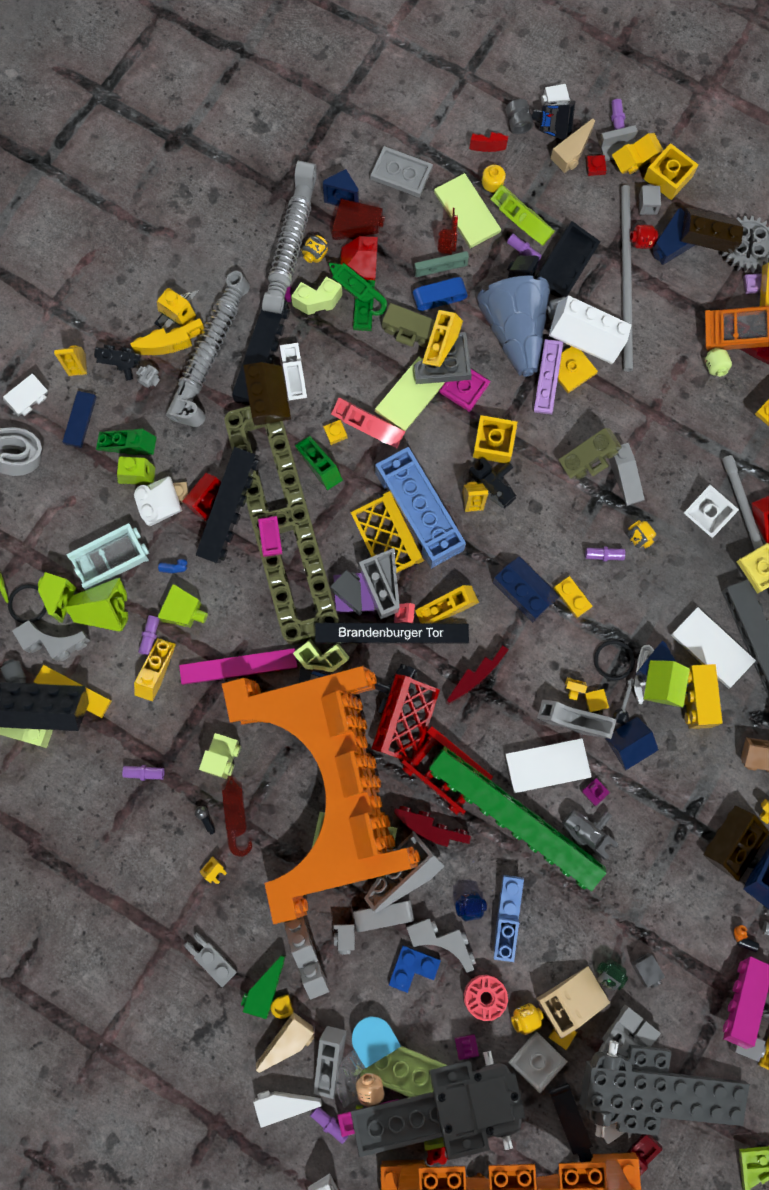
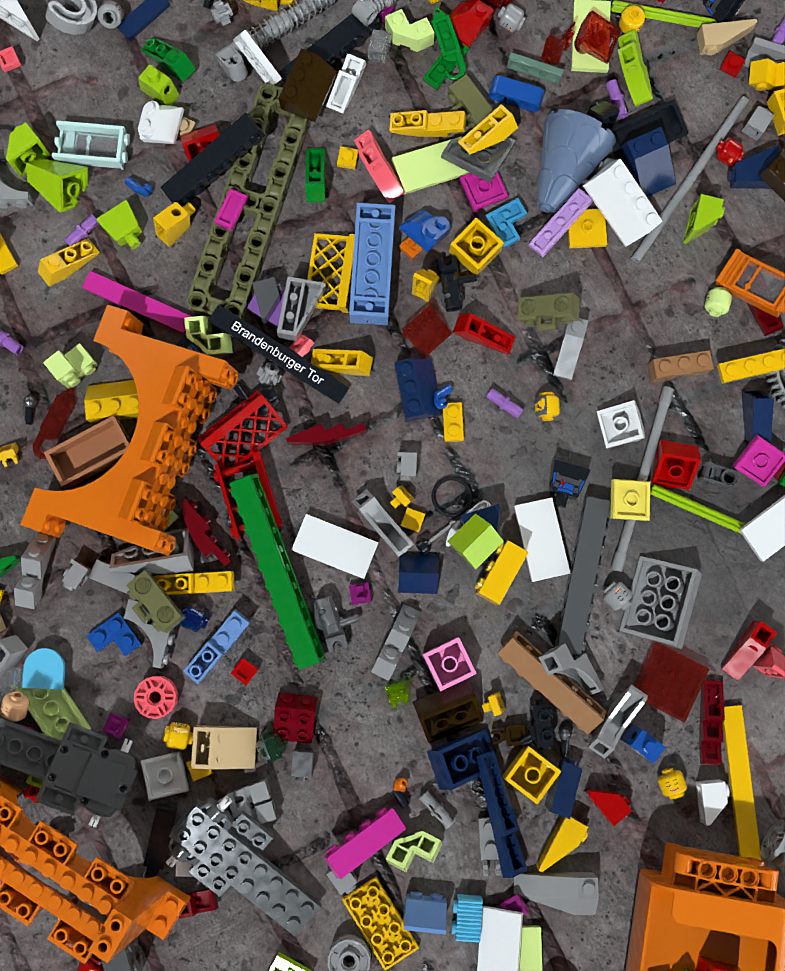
camera: 30 degrees right, 5 degrees up
(52, 435) = (110, 14): none -> light grey head
(208, 396) = (257, 58): none -> white tile
(226, 578) = (173, 222): none -> yellow torso
(277, 762) = (111, 399): none -> yellow slope
(287, 822) = (88, 452): none -> nougat piece
(300, 323) = (379, 45): none -> clear brick
(384, 363) = (427, 125): none -> yellow slope
(394, 235) = (511, 18): none -> light grey head
(394, 655) = (269, 374): none -> light grey gear
(428, 910) = (156, 600): none -> olive piece
(439, 472) = (410, 248): none -> orange tile
(443, 450) = (426, 229): none -> blue slope
(451, 876) = (197, 582): none -> yellow slope
(476, 209) = (597, 37): none -> clear red slope
(499, 405) = (502, 220): none -> dark azure plate
(500, 535) = (426, 331): none -> clear red hinge
(516, 158) = (665, 15): none -> lime axle
(545, 924) = (244, 671): none -> red plate
(548, 507) = (483, 333): none -> red slope
(548, 581) = (439, 396): none -> blue arm
(561, 658) = (407, 465): none -> light grey brick
(587, 282) = (650, 161): none -> dark blue slope
(614, 934) = (295, 717): none -> dark red bracket
(655, 811) = (396, 642): none -> light grey arch
(659, 301) = (703, 216): none -> lime slope
(685, 857) = (396, 694): none -> clear neon green tile
(699, 586) = (566, 481): none -> torso
(711, 802) = (449, 663): none -> bright pink brick
(725, 433) = (687, 364): none -> medium nougat arch

